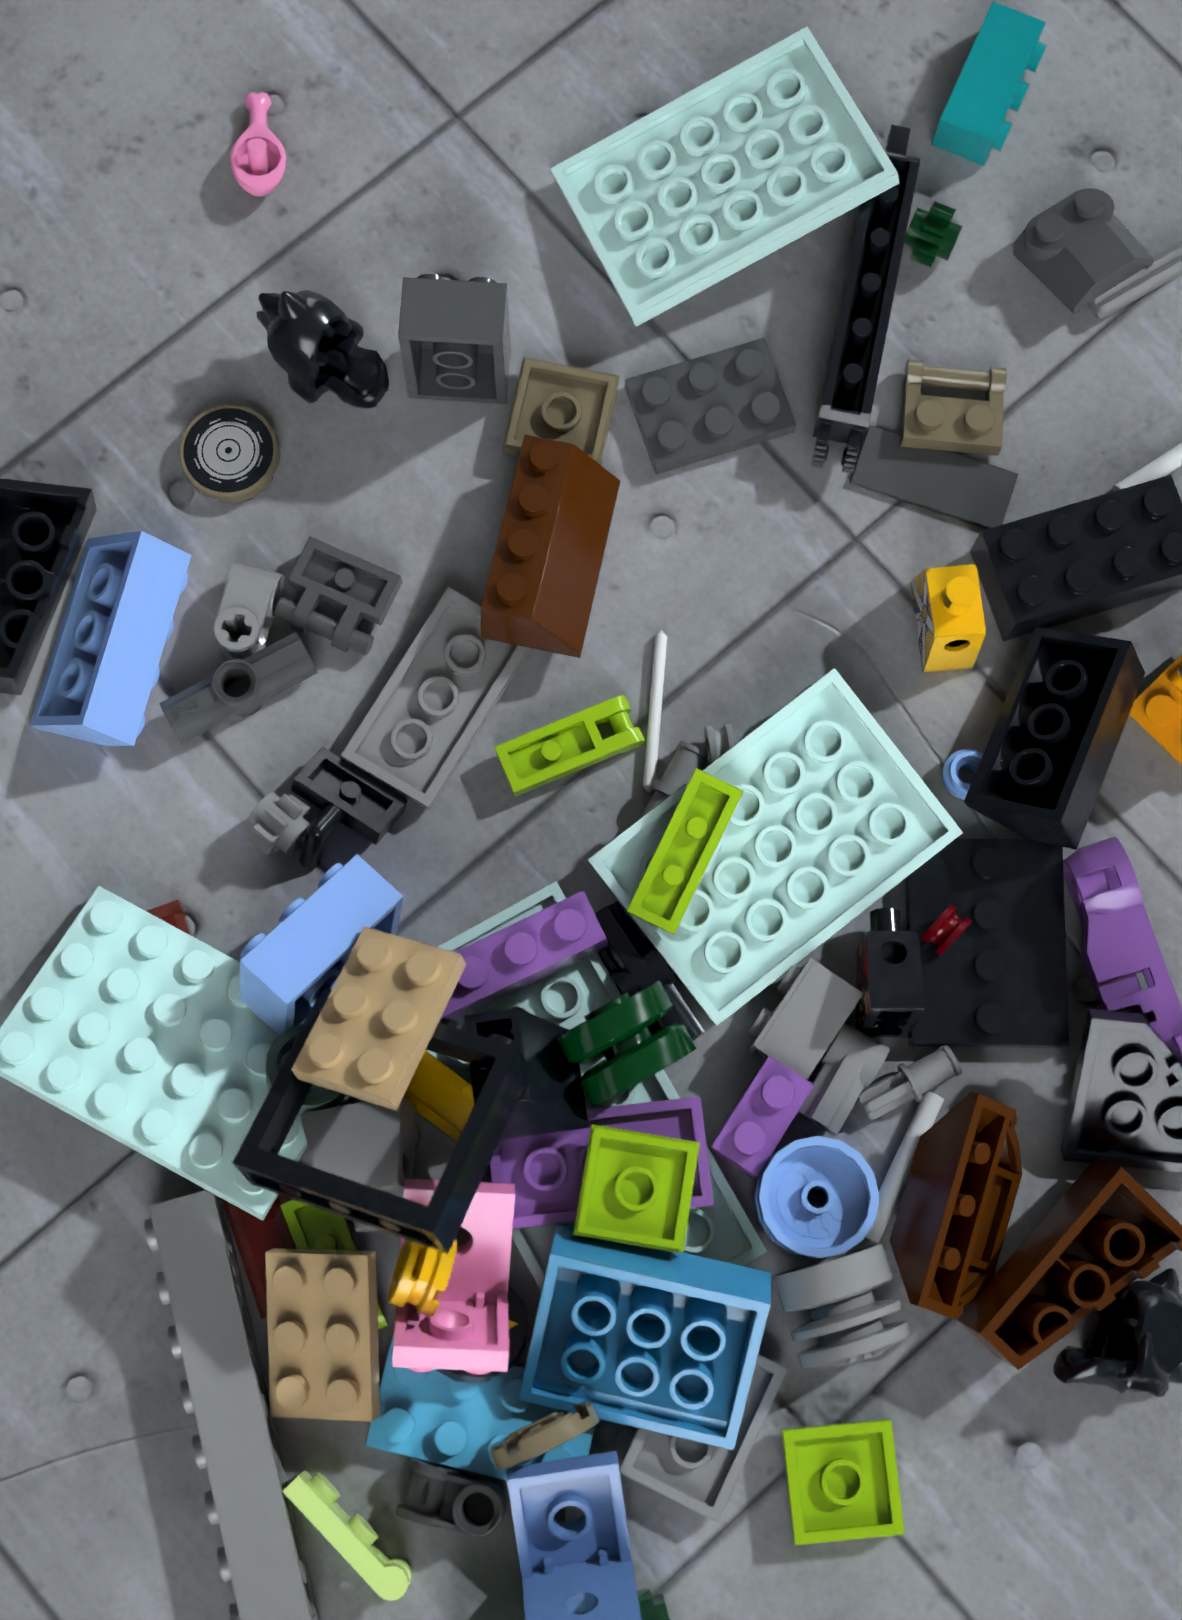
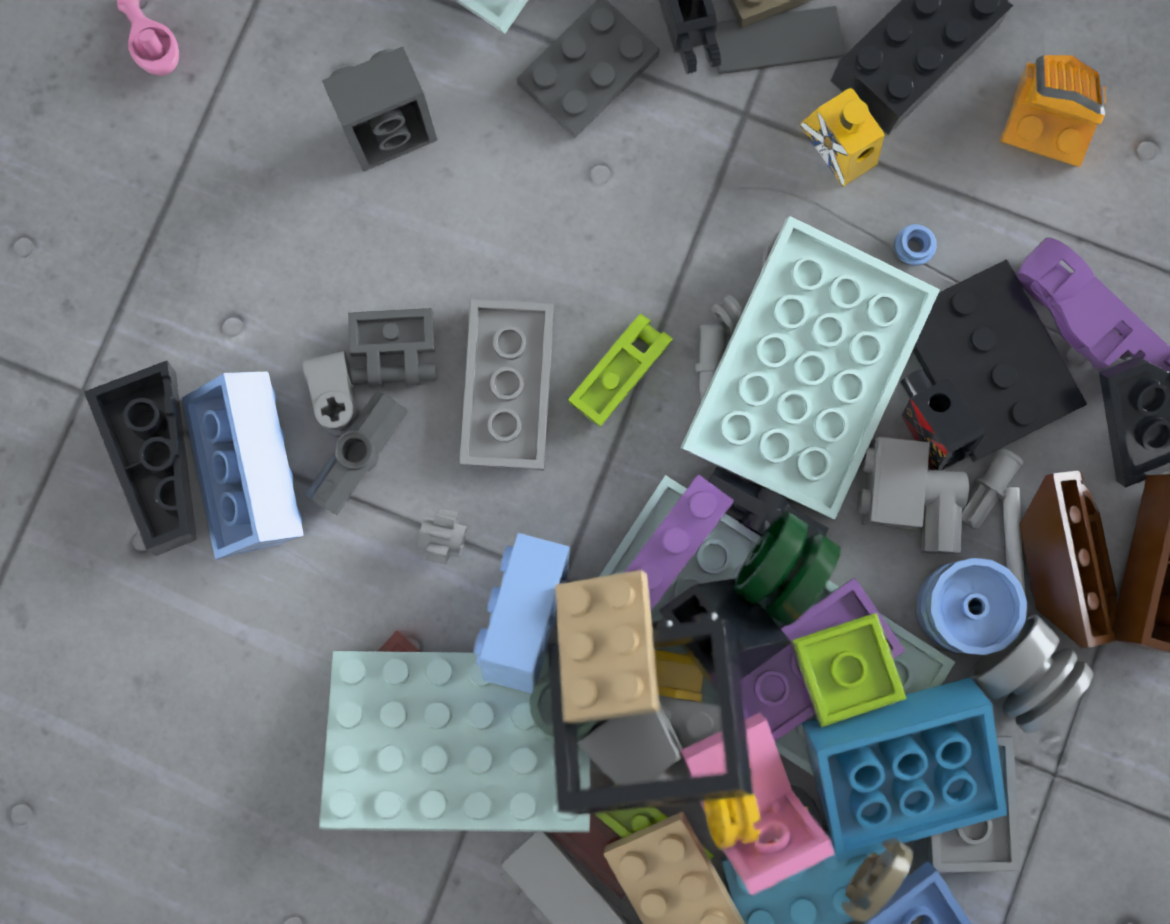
camera: 25 degrees left, 5 degrees up
(229, 453) = (253, 280): tile -> none
(320, 349) = (278, 167): black head -> none
(344, 797) = (479, 492): black plate -> none
(549, 549) = (531, 232): reddish brown slope -> none
(562, 406) = (484, 127): dark tan plate -> none
(655, 708) = (667, 313): white axle -> none
(684, 851) = (752, 406): lime plate -> none
(760, 1117) = (901, 569): medium lavender brick -> none
(842, 1481) = (1089, 794): lime plate -> none
(946, 930) = (963, 366): dark red bush -> none
(1056, 735) = (966, 184): black slope -> none

